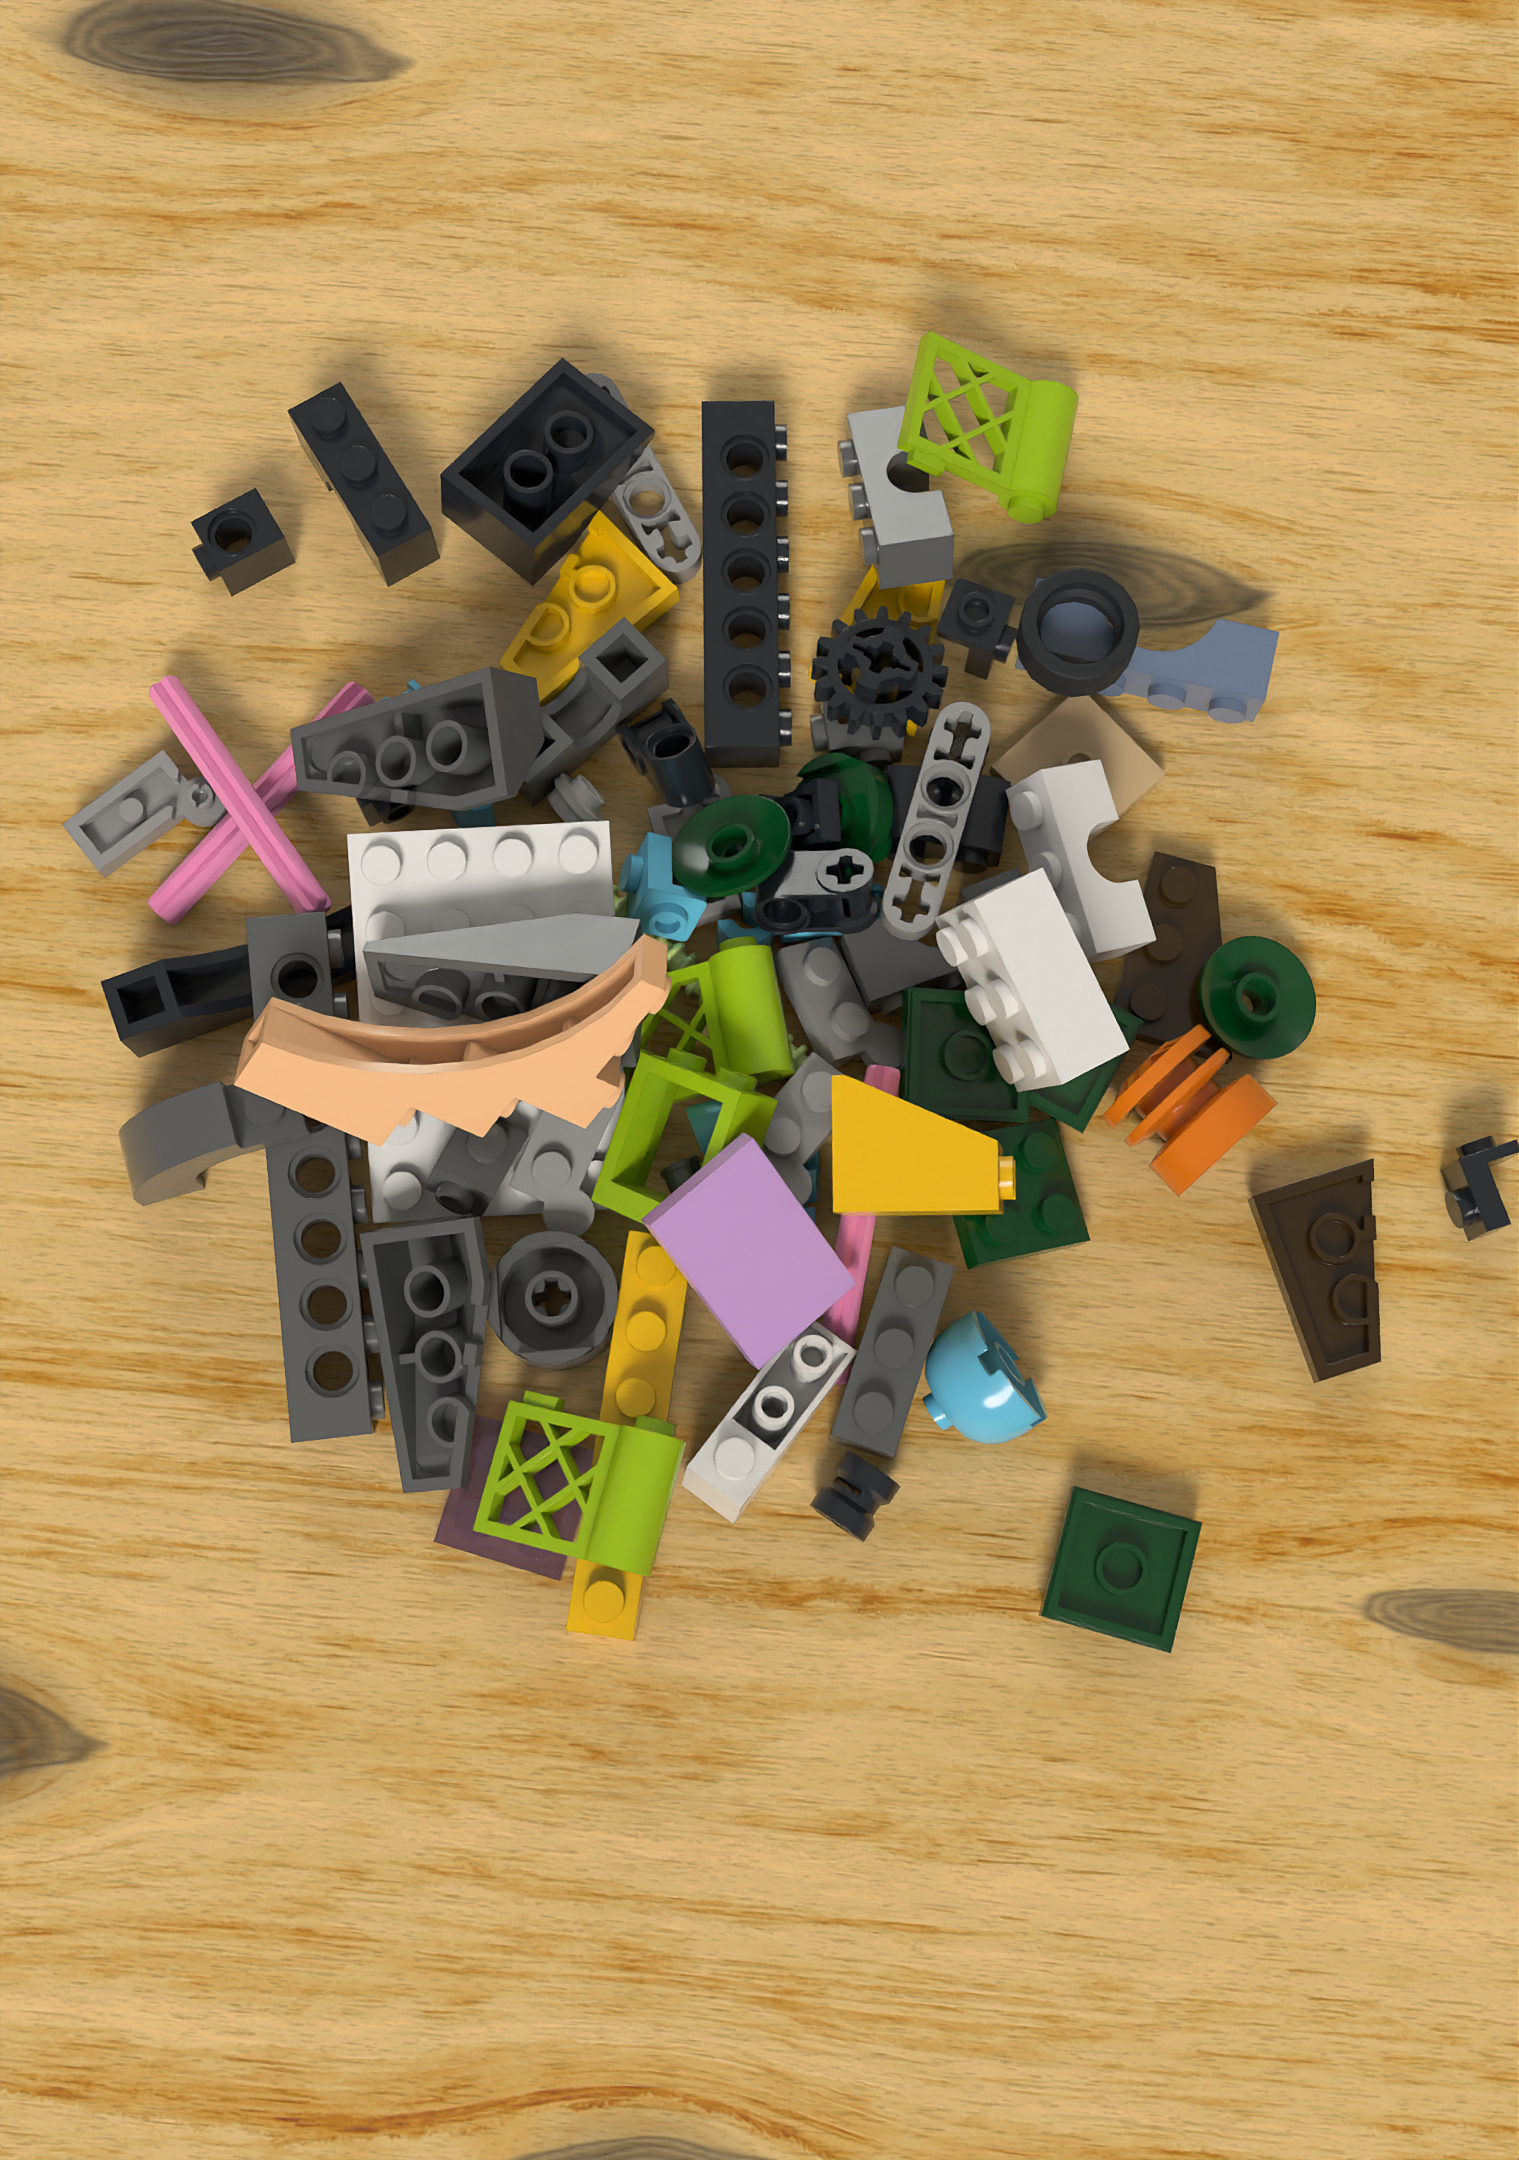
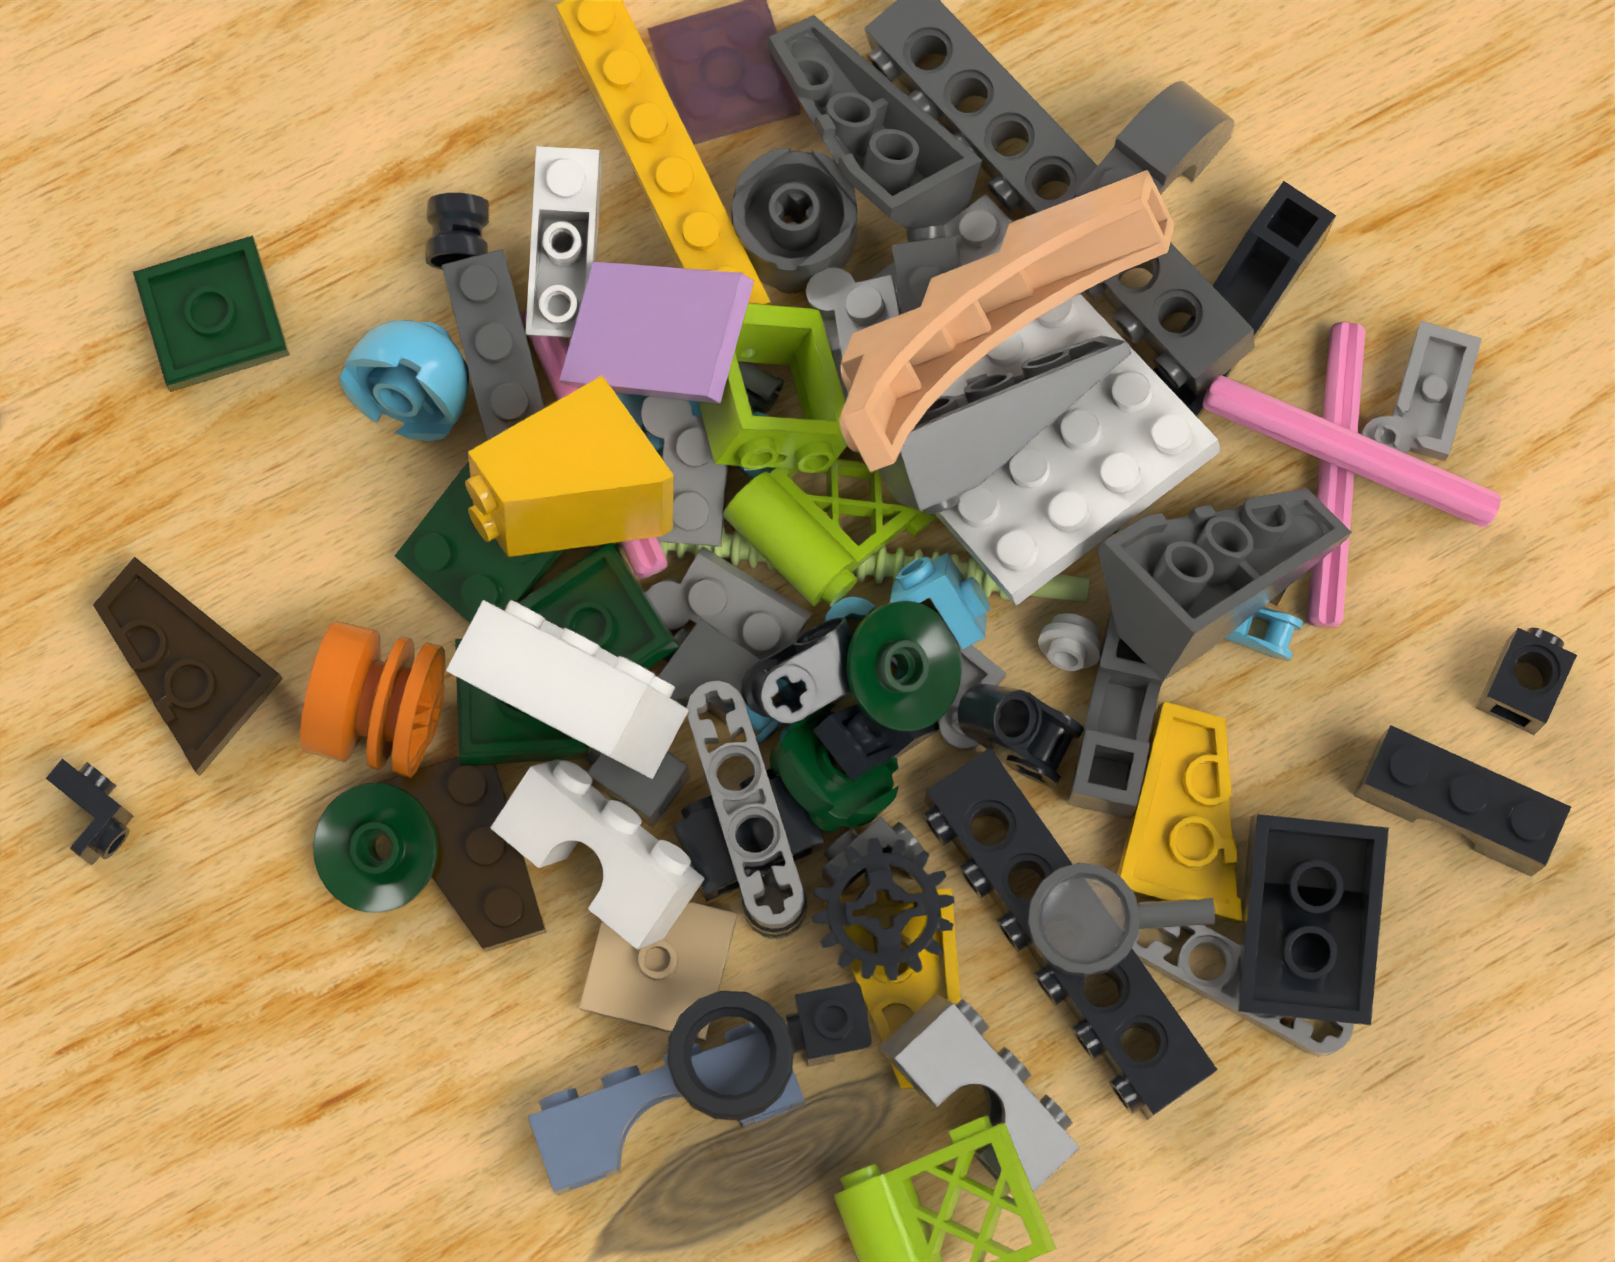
camera: 150 degrees right, 0 degrees up
(627, 1485) = (629, 93): lime piece -> none
(721, 561) = (1089, 918): none -> piece

